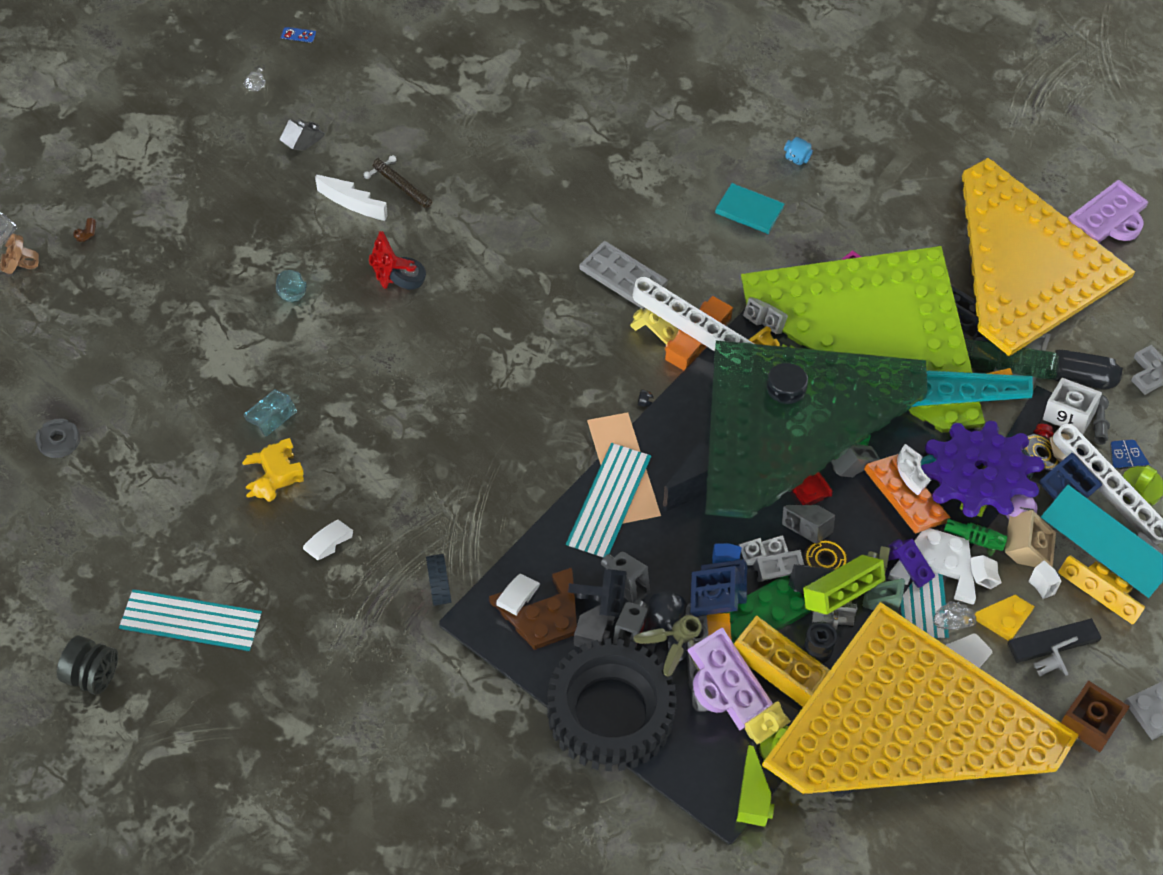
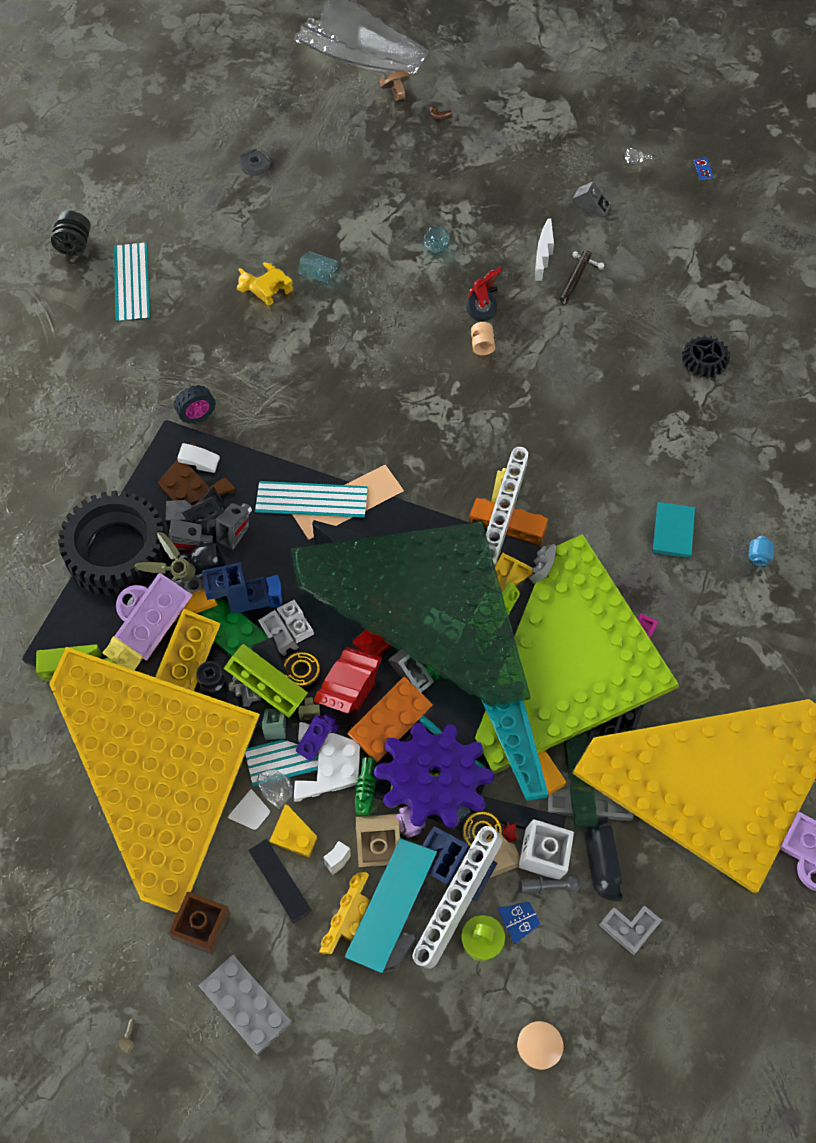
camera: 75 degrees right, 5 degrees up
(326, 539) = (212, 330): white slope -> none
(461, 286) = (483, 338): none -> light nougat wheel
(555, 117) = (705, 356): none -> black gear
(618, 270) = (550, 451): light grey plate -> none
(644, 397) = (424, 499): black hinge -> none
(787, 383) = (446, 580): black head -> none
(809, 521) = (330, 647): flat silver slope -> none
(861, 512) = (349, 681): none -> slope
(910, 469) = (412, 713): white tile -> none
(985, 571) = (329, 803): white piece -> none
(1054, 661) = (254, 881): light grey bracket -> none

